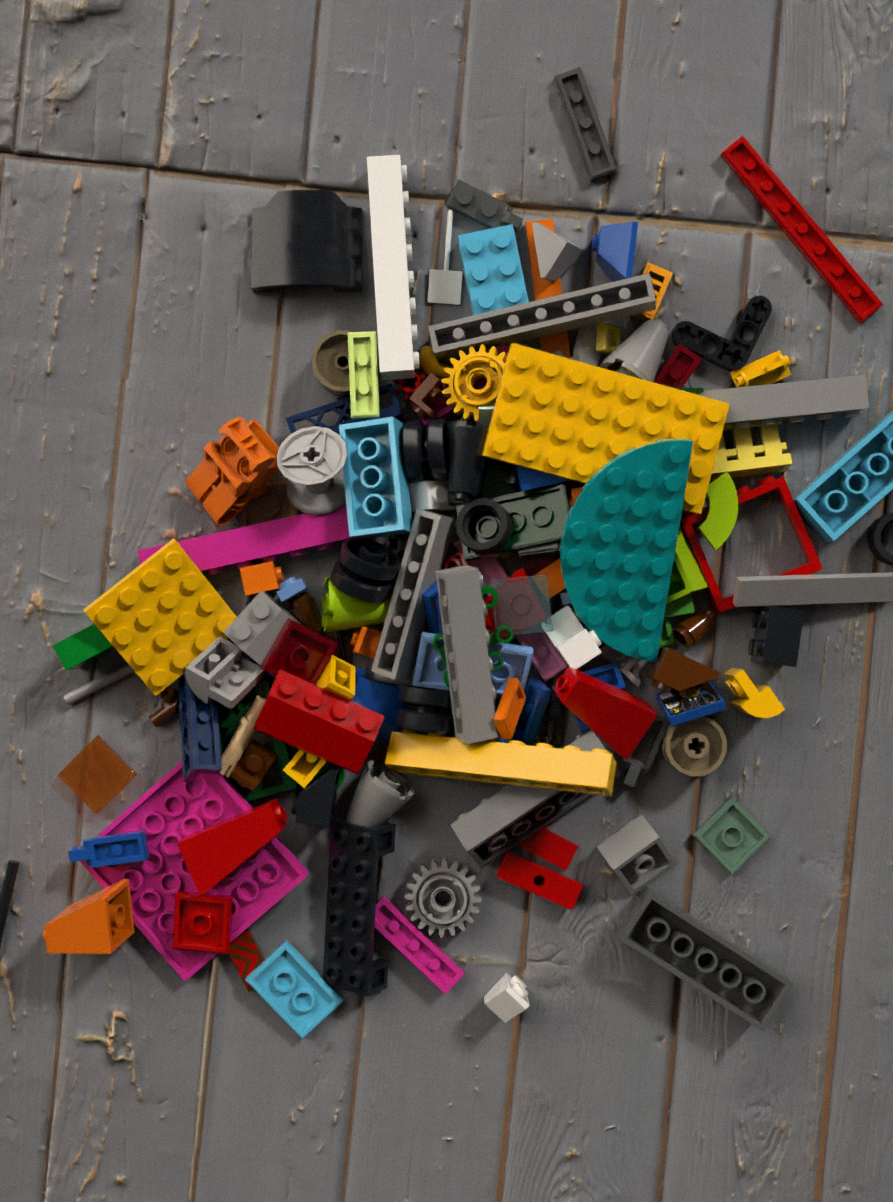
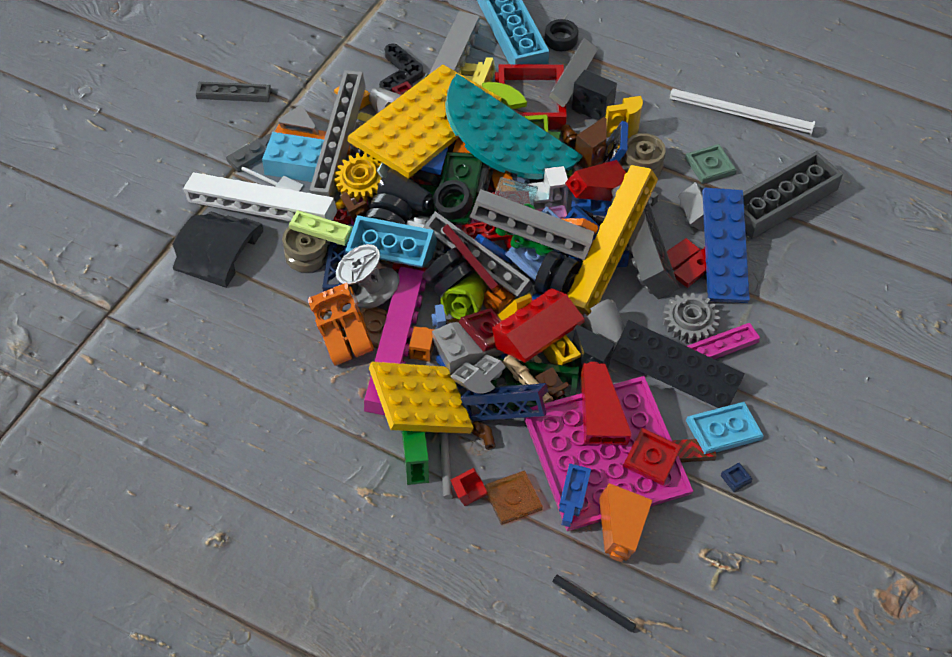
camera: 65 degrees left, 35 degrees down
(80, 720) = (469, 487): none -> red panel
(233, 1023) = (736, 477): none -> dark blue tile
(388, 594) = (471, 258): none -> dark red tile
(507, 997) = (775, 301): white slope -> none
(572, 907) = (725, 245): none -> blue plate
(616, 249) = (319, 92): blue slope -> none
(763, 371) = (429, 57): yellow hinge -> none
(801, 229) = (357, 21): red tile -> none
(851, 849) = (743, 111): none -> white axle

